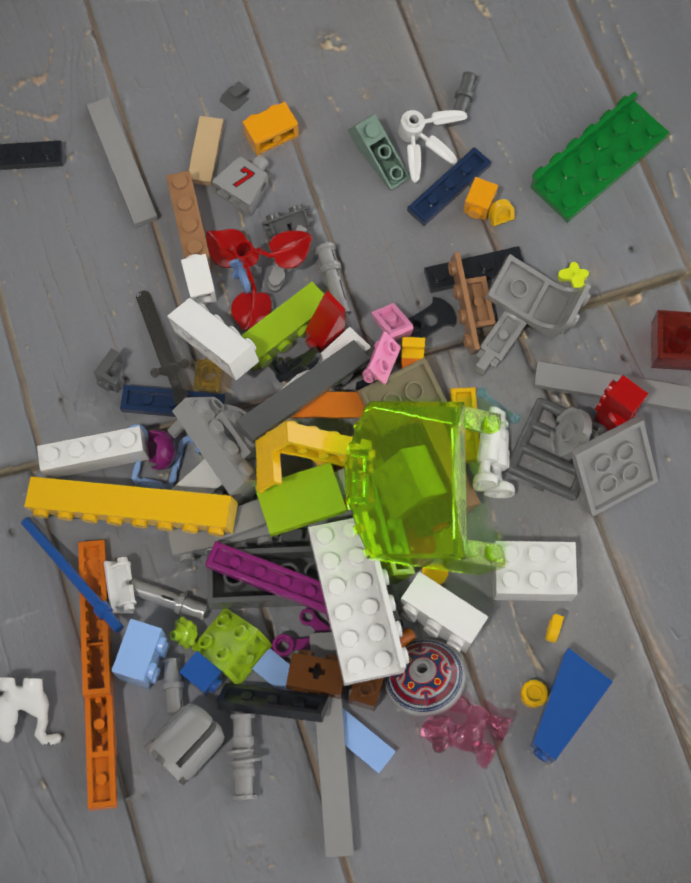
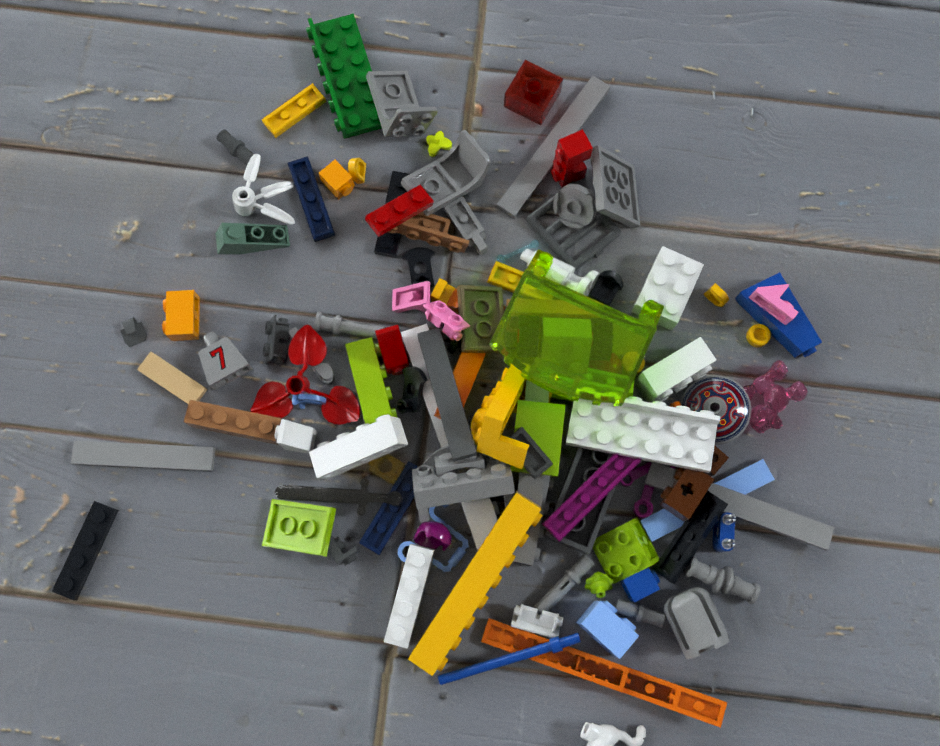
camera: 65 degrees left, 5 degrees up
(113, 324) = (299, 527): none -> lime tile
(278, 497) = (536, 460): none -> dark grey tile
(294, 738) = (724, 533): none -> blue piece
(471, 264) = (399, 210): none -> red plate
(503, 511) = (607, 287): none -> black tile
(533, 128) = (294, 110): none -> yellow tile
(572, 678) = (769, 299): none -> bright pink slope
(592, 216) = (398, 104): none -> light grey bracket

